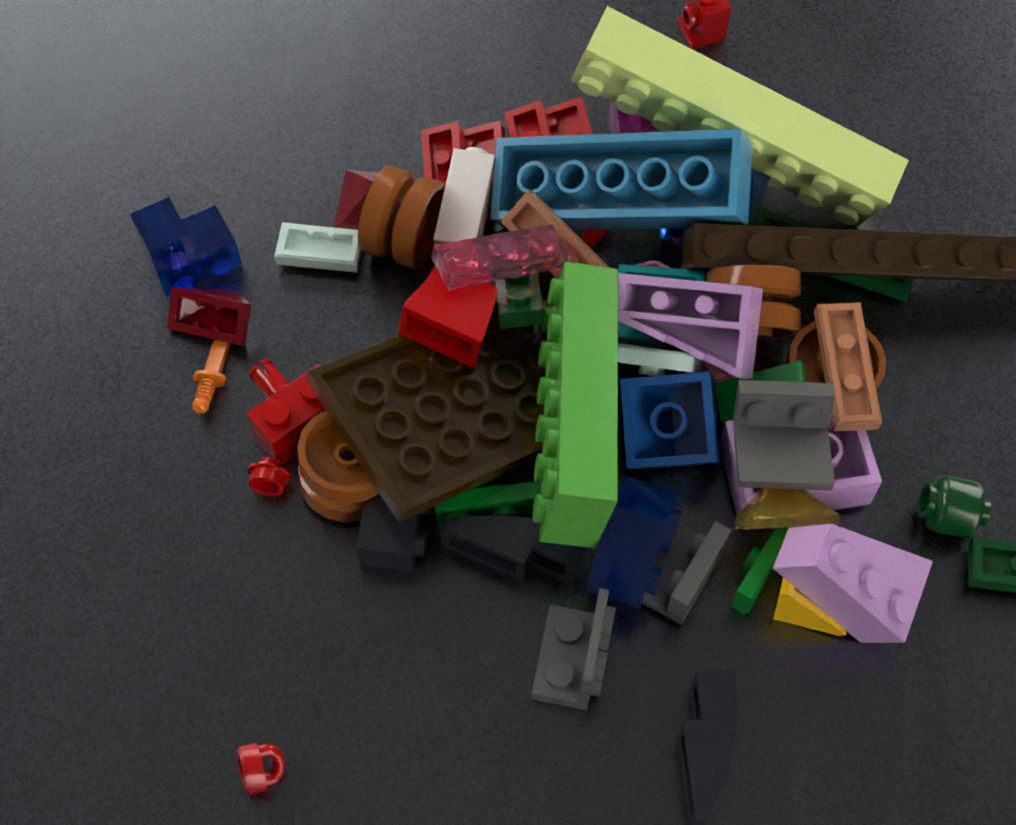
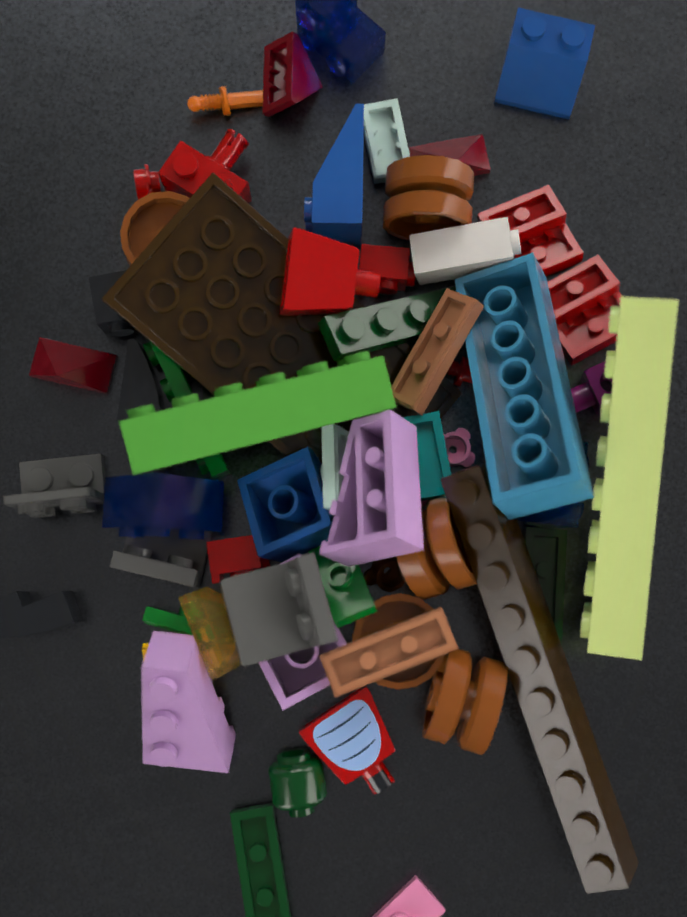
camera: 70 degrees right, 20 degrees up
(302, 97) = (544, 63): none -> blue slope
(356, 281) = (338, 187): none -> blue slope
(438, 612) = (73, 365): none -> dark red slope
(499, 256) = (386, 297): clear pink plate -> none
(706, 498) = (233, 557): none -> red brick
(913, 324) = (465, 701): none -> dark orange wheel
(920, 444) = (352, 740): none -> torso

